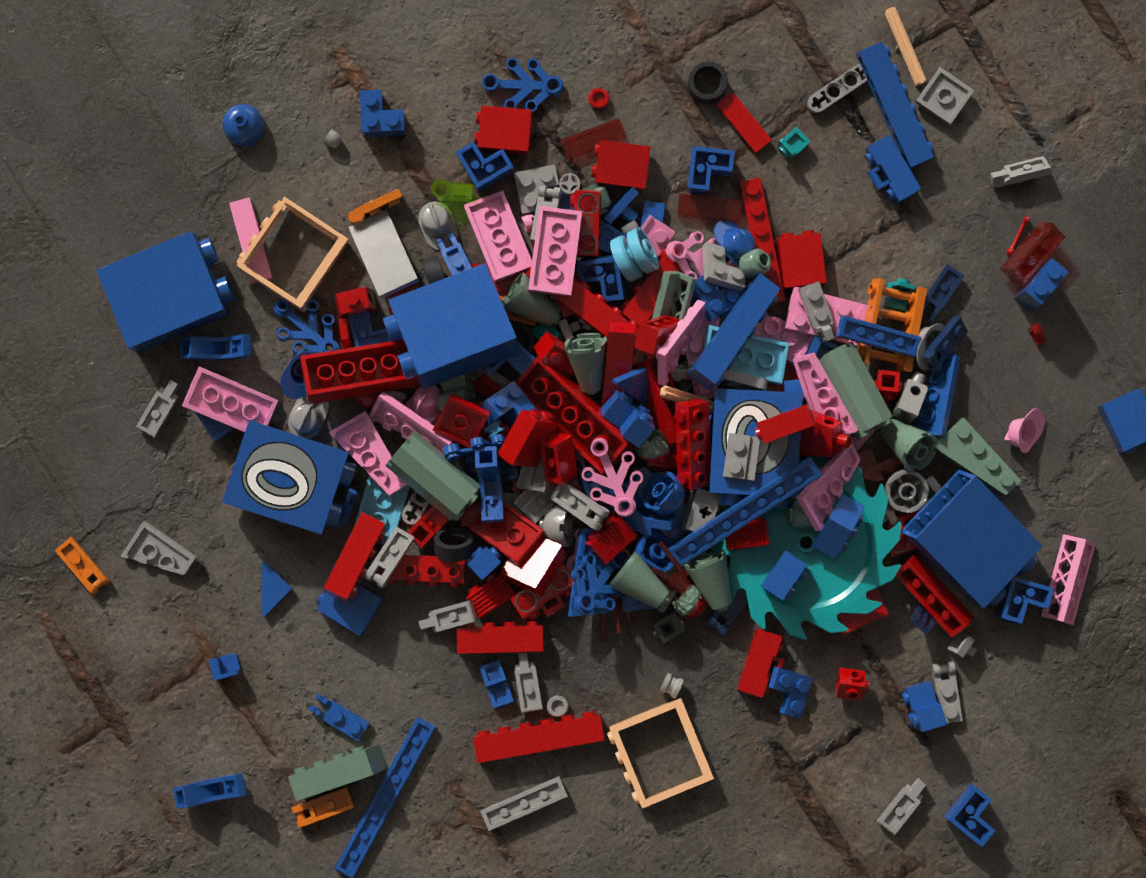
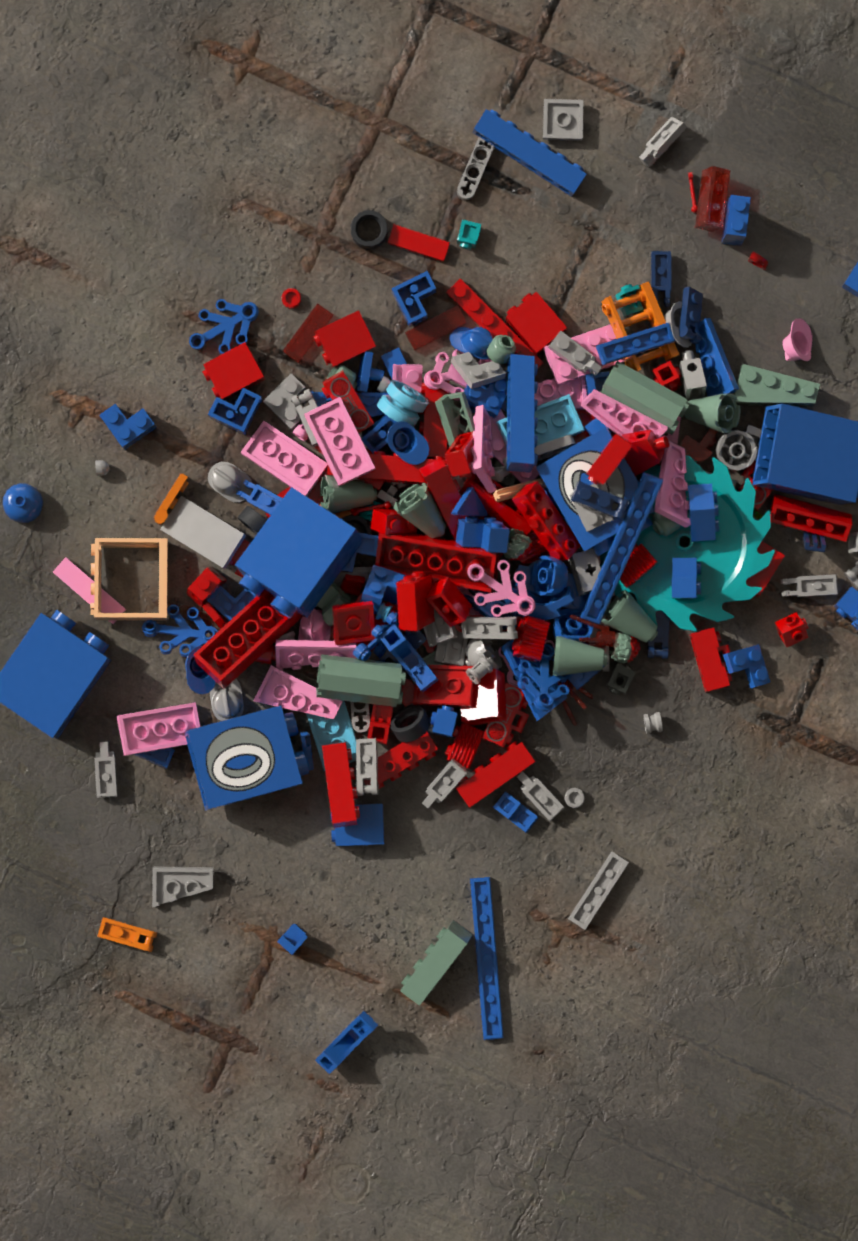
camera: 35 degrees left, 0 degrees up
(215, 348) = (119, 693): blue arch -> none
(273, 588) = (290, 853): blue tile -> none
(323, 807) = (443, 997): orange plate -> none
(341, 718) = (411, 919): blue hinge -> none
(455, 191) = (226, 445): clear neon green piece -> none
(529, 323) = (354, 512): none -> red hinge
(539, 737) = (575, 832): red brick -> none
(545, 537) = (479, 670): none -> light grey bush
(567, 182) = (311, 379): light grey wheel -> none
(615, 292) = (407, 443): none -> blue piece
(630, 776) = (666, 813): light nougat window -> none
(752, 455) = (599, 500): none -> dark blue plate
(893, 168) = (566, 206): blue piece -> none
(895, 657) = (812, 586): none -> light grey hinge
(905, 46) = (506, 99): light nougat axle -> none

